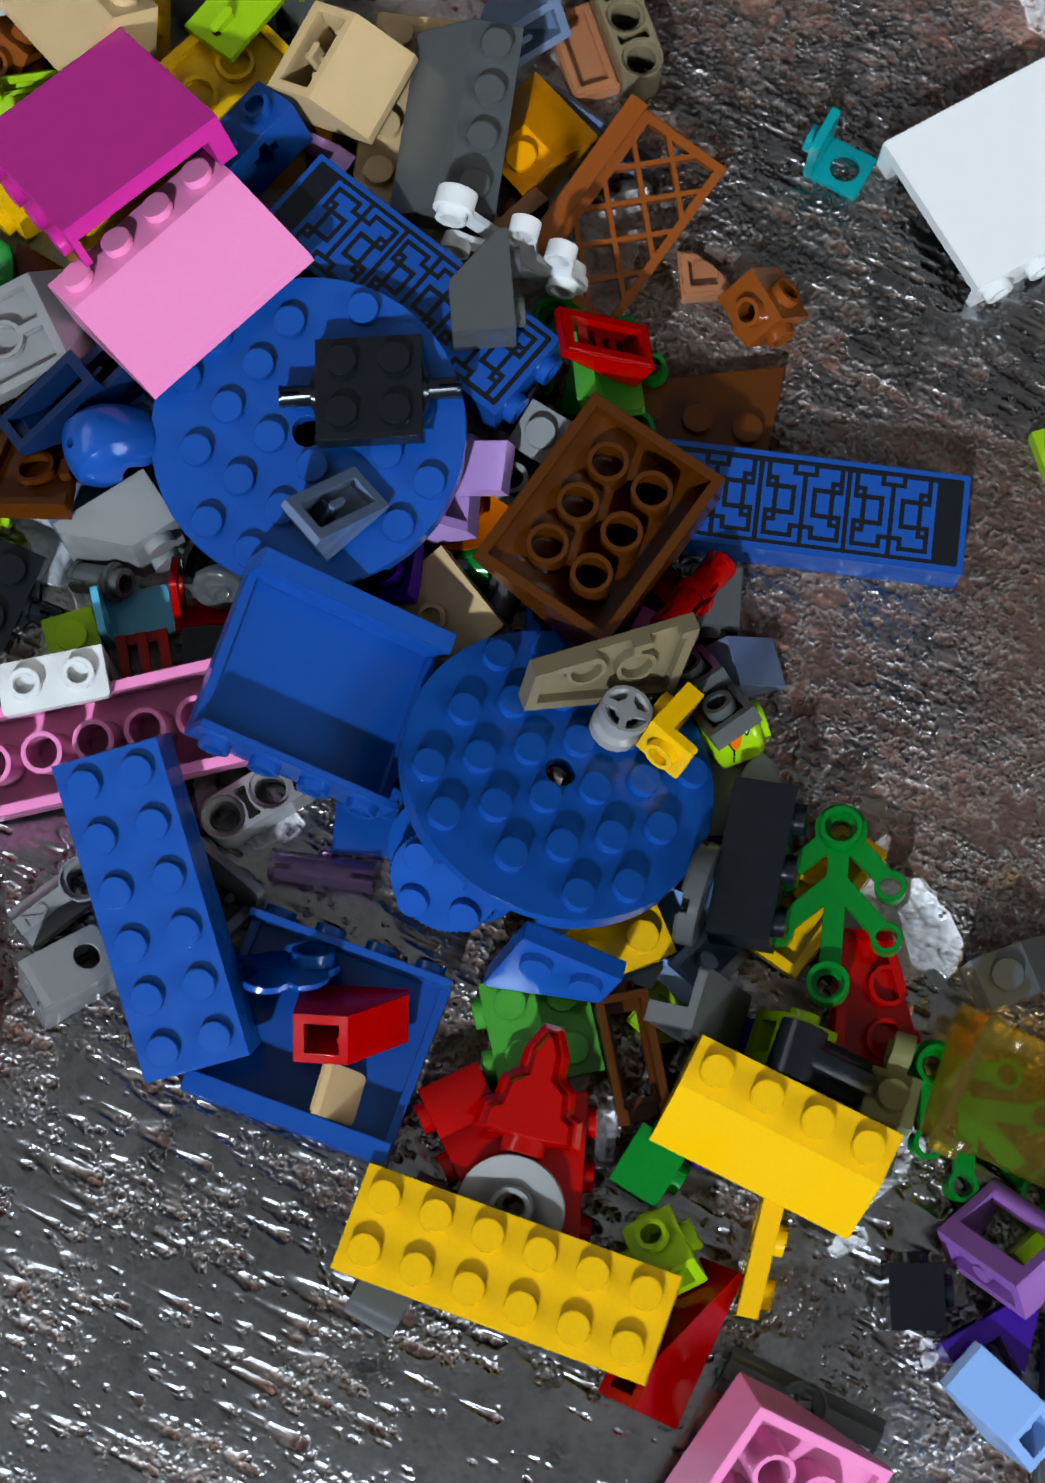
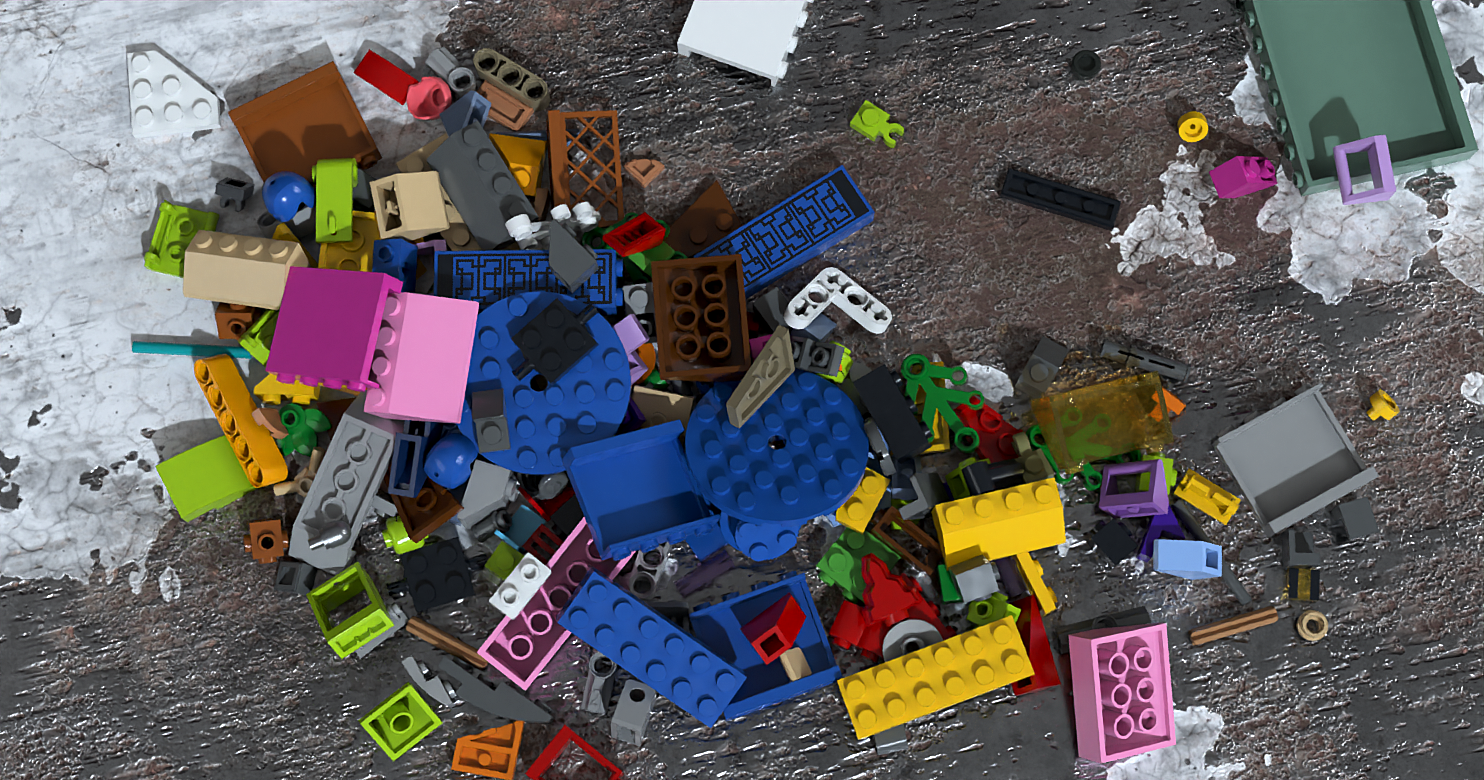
camera: 35 degrees left, 0 degrees up
(200, 430) = (491, 420): none -> dark grey slope
(301, 970) = (736, 621): blue plate -> none
(335, 510) = (585, 407): sand blue slope -> none
(554, 966) = (844, 529): blue wing -> none
(633, 716) = (787, 390): light grey wheel -> none
(661, 740) = (810, 392): yellow bracket -> none
(675, 1184) = (975, 579): none -> brick
(699, 589) = (767, 316): red pin -> none
(732, 1220) = (1010, 576): none -> clear purple pin
(763, 307) = (686, 161): dark orange brick -> none
(810, 636) = (832, 293): none -> white beam
(825, 148) = (649, 66): teal bracket -> none

